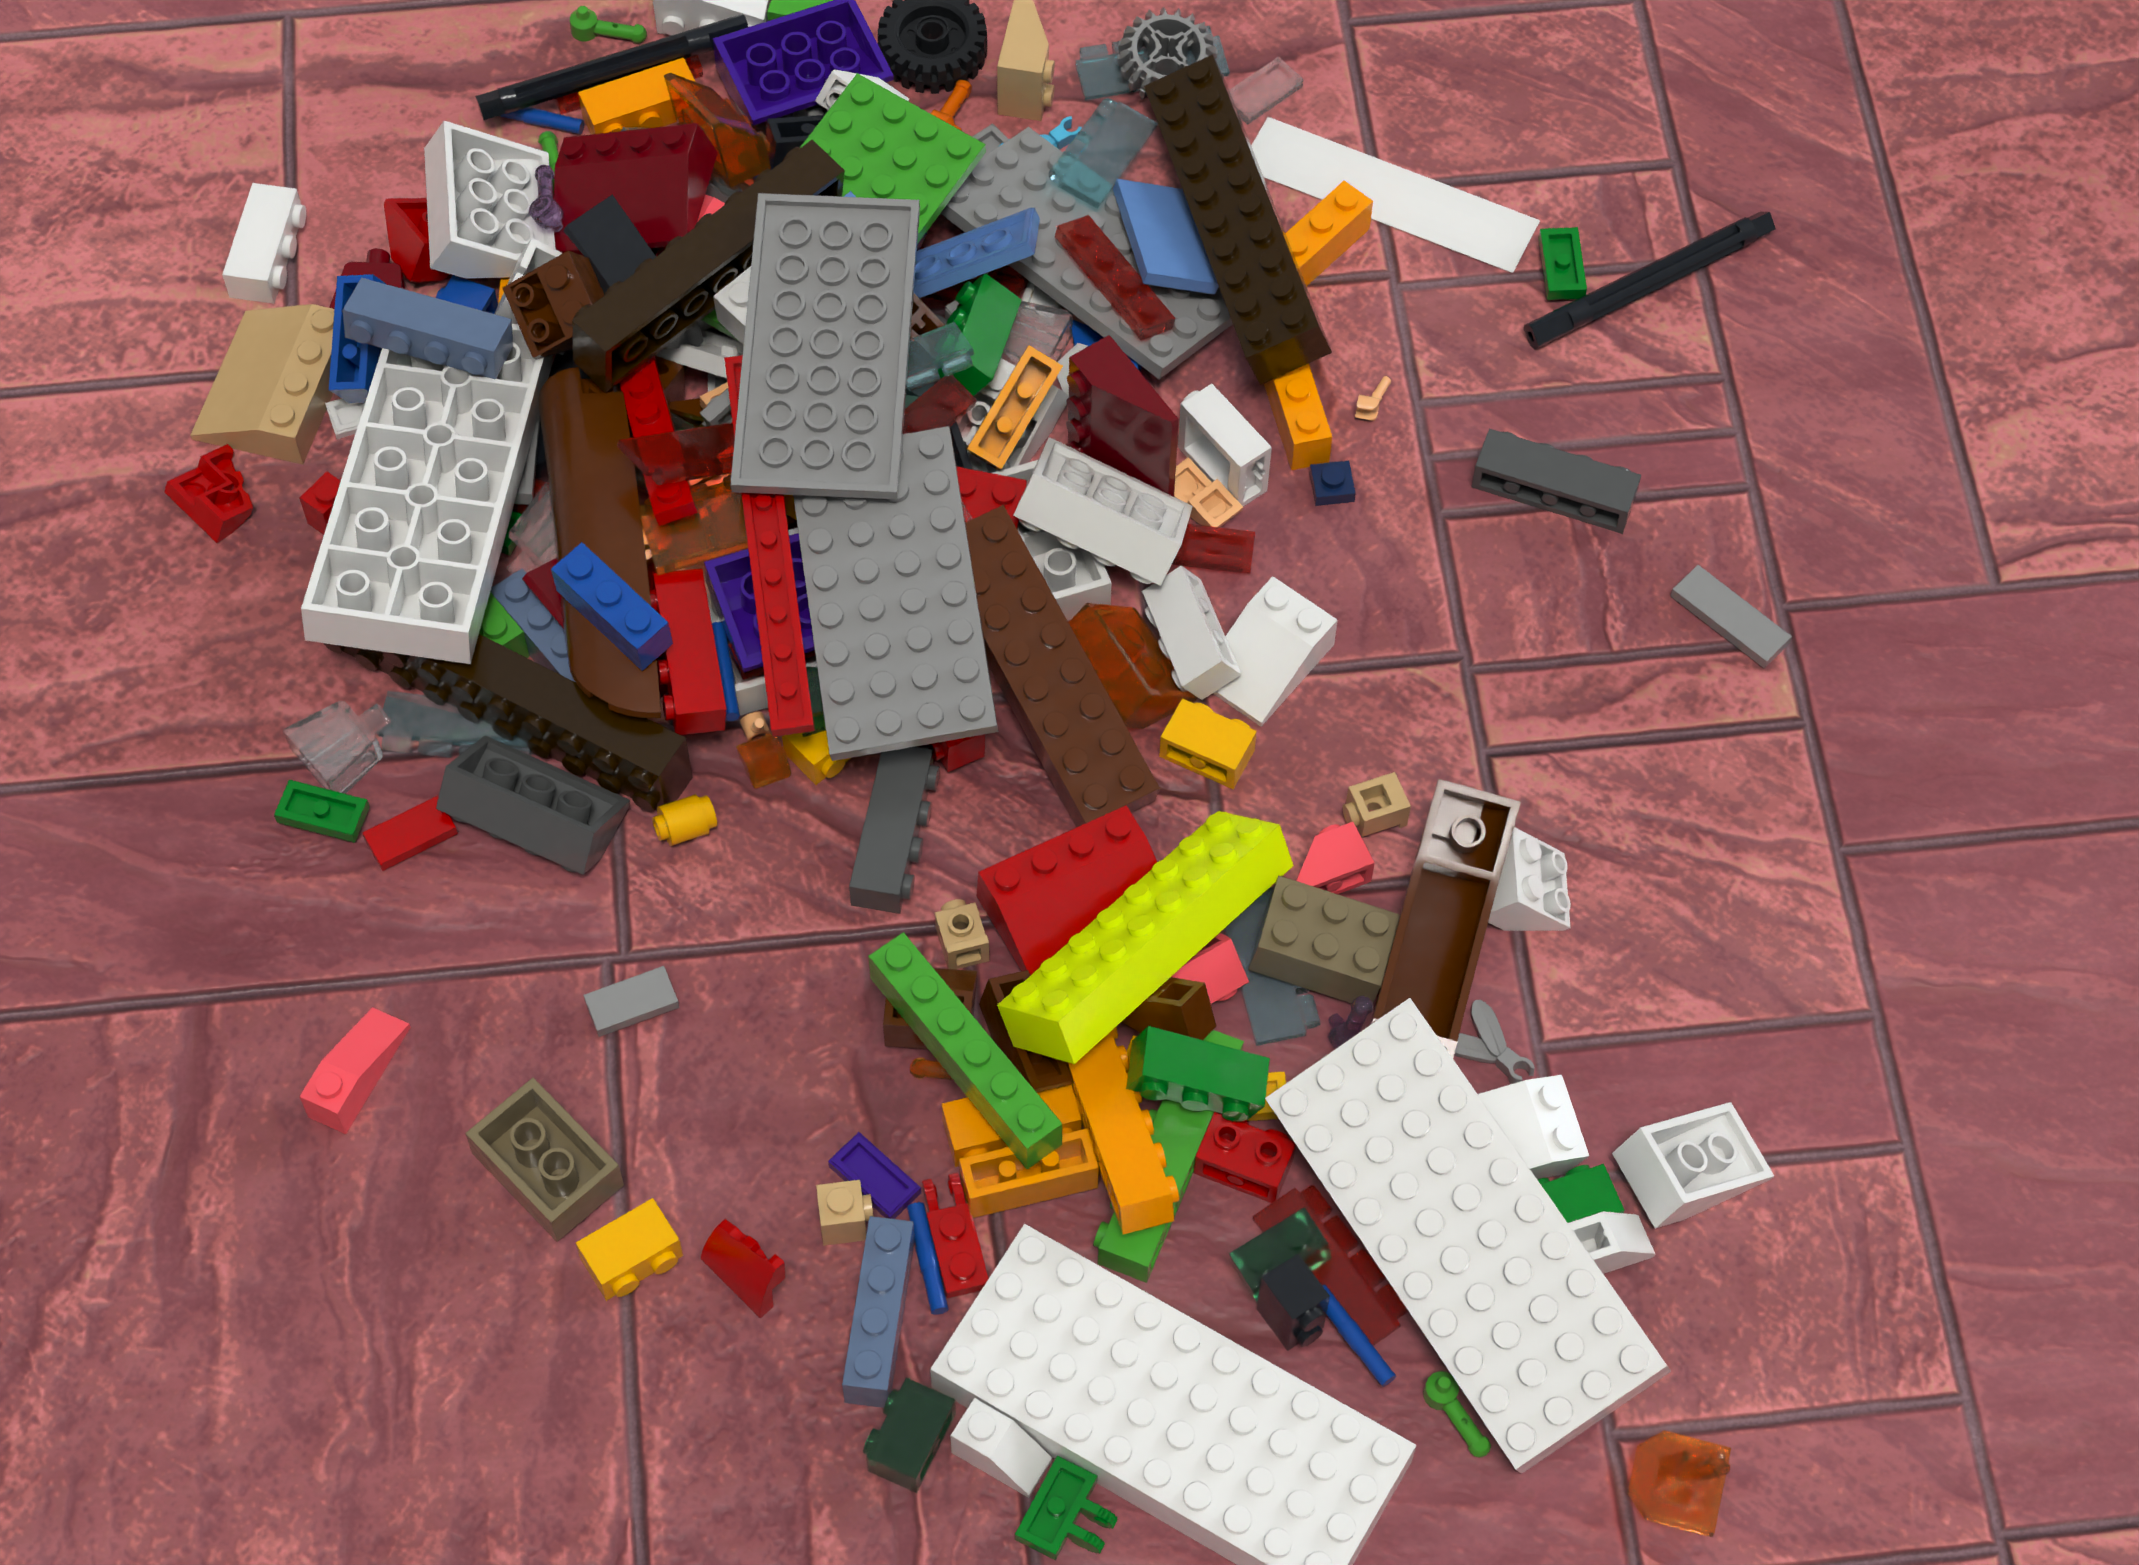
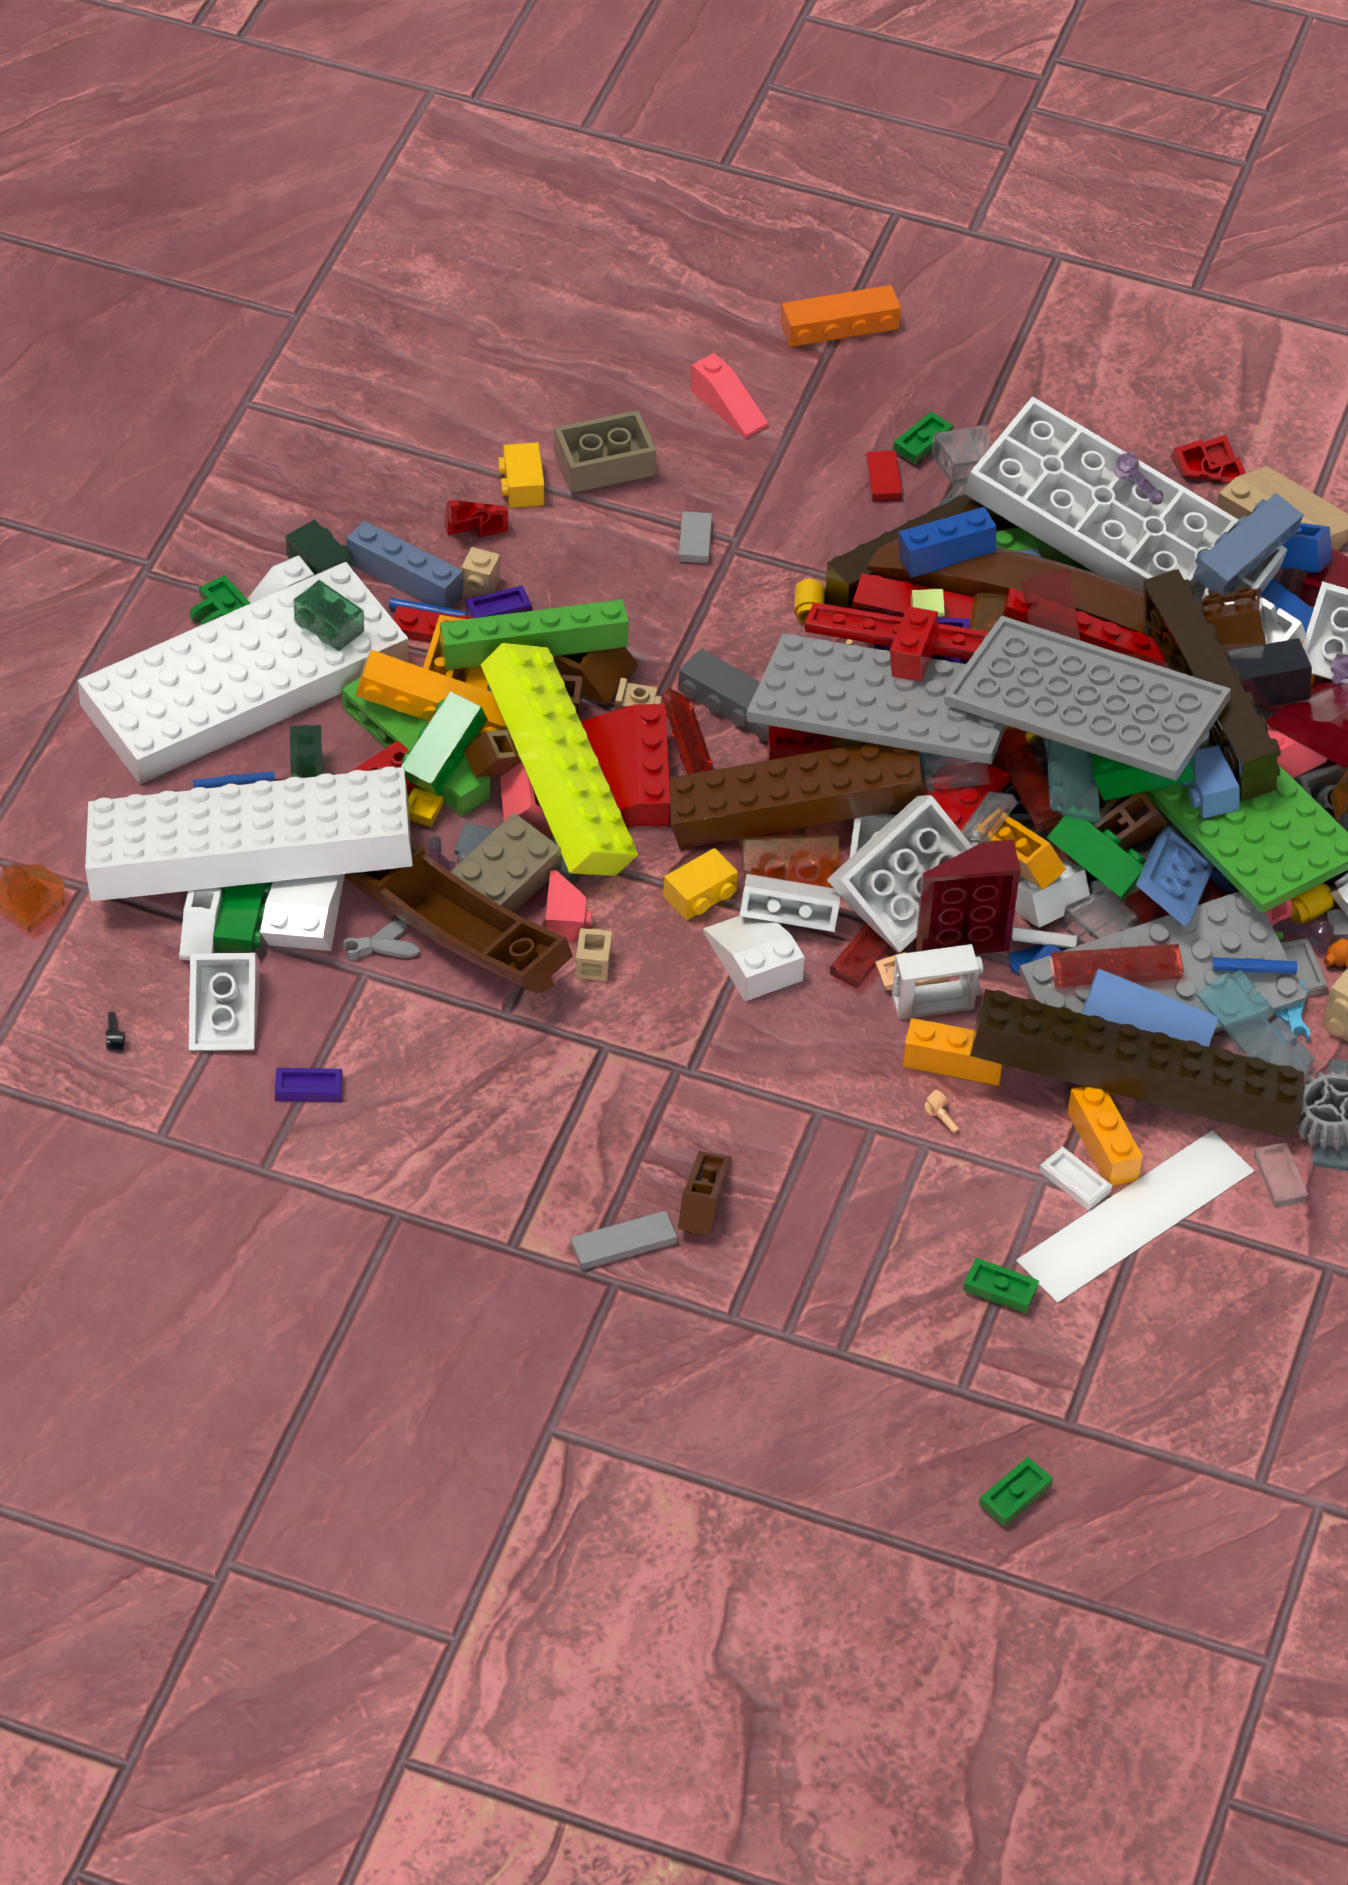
camera: 115 degrees right, 10 degrees down
(130, 995) = (840, 315): none -> orange brick
(369, 473) = (1127, 468): none -> clear purple piece
(531, 804) = (861, 522): dark grey slope -> none
(704, 613) = (929, 599): none -> yellowish green slope
(820, 561) = (914, 643): none -> red brick
(993, 452) = (988, 817): none -> clear tile
(1002, 841) = (687, 732): none -> clear red plate
(1033, 164) = (1254, 965): none -> blue piece
(1064, 1315) = (328, 615): none -> clear green brick
(1293, 1303) = (269, 744): black brick -> none
(1332, 483) = (880, 1054): dark blue plate -> none
(1380, 255) = (1075, 1178): none -> white tile
(1532, 887) = (483, 1007): white slope -> none
(1556, 480) = (799, 1182): dark grey brick -> none
(1626, 559) = (703, 1193): none -> reddish brown slope
(1647, 279) = (957, 1340): black piece -> none
(1737, 1021) = (308, 1084): none -> dark purple tile
(1791, 166) = (1016, 1491): none -> green plate
(1817, 1265) = (115, 1038): none -> black hand

